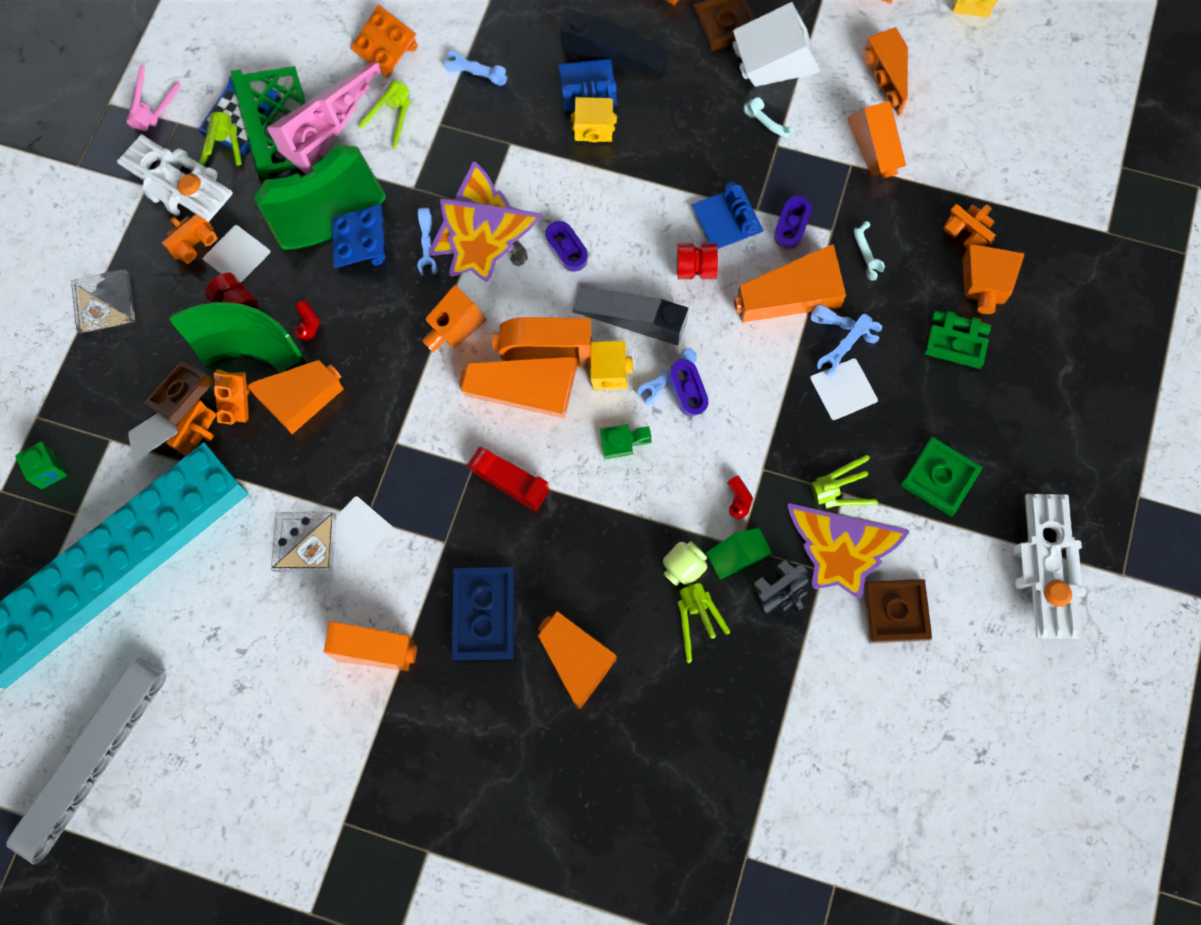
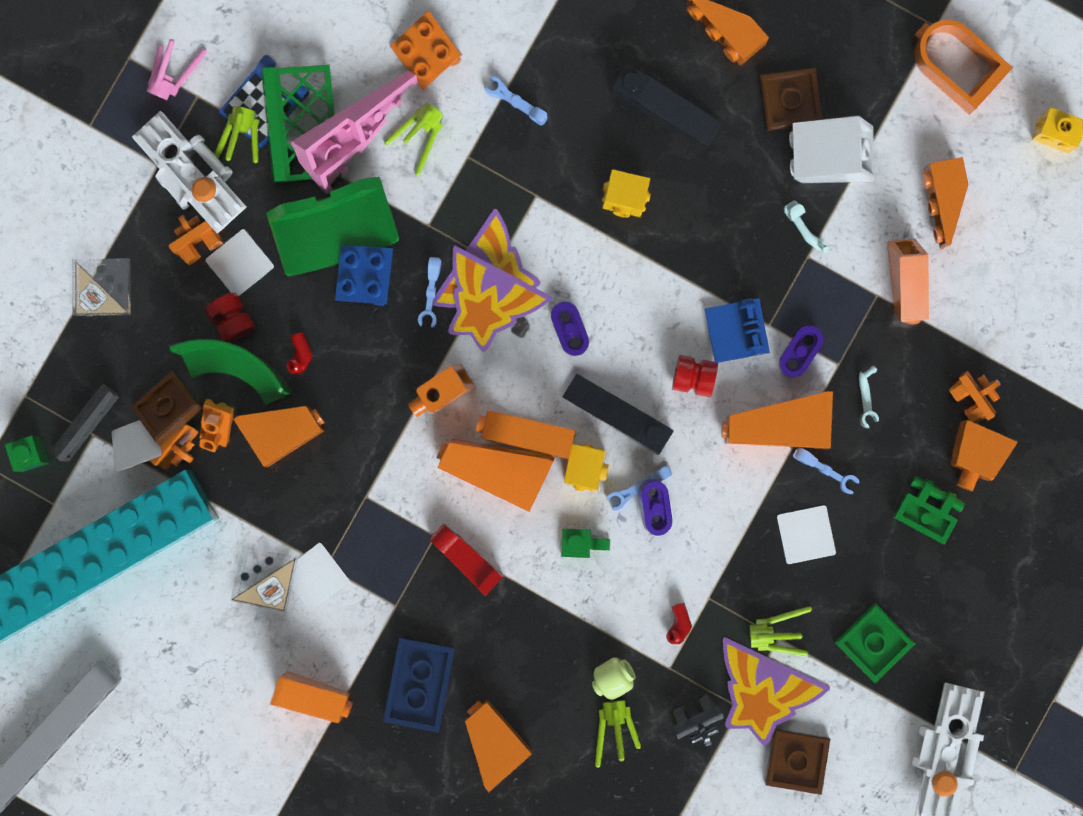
camera: 10 degrees right, 15 degrees up
(101, 428) = (85, 423): none -> dark grey slope
(587, 80) = (629, 146): blue hinge -> none
(738, 552) = (666, 677): green slope -> none
(861, 327) = (804, 504): light blue piece -> none

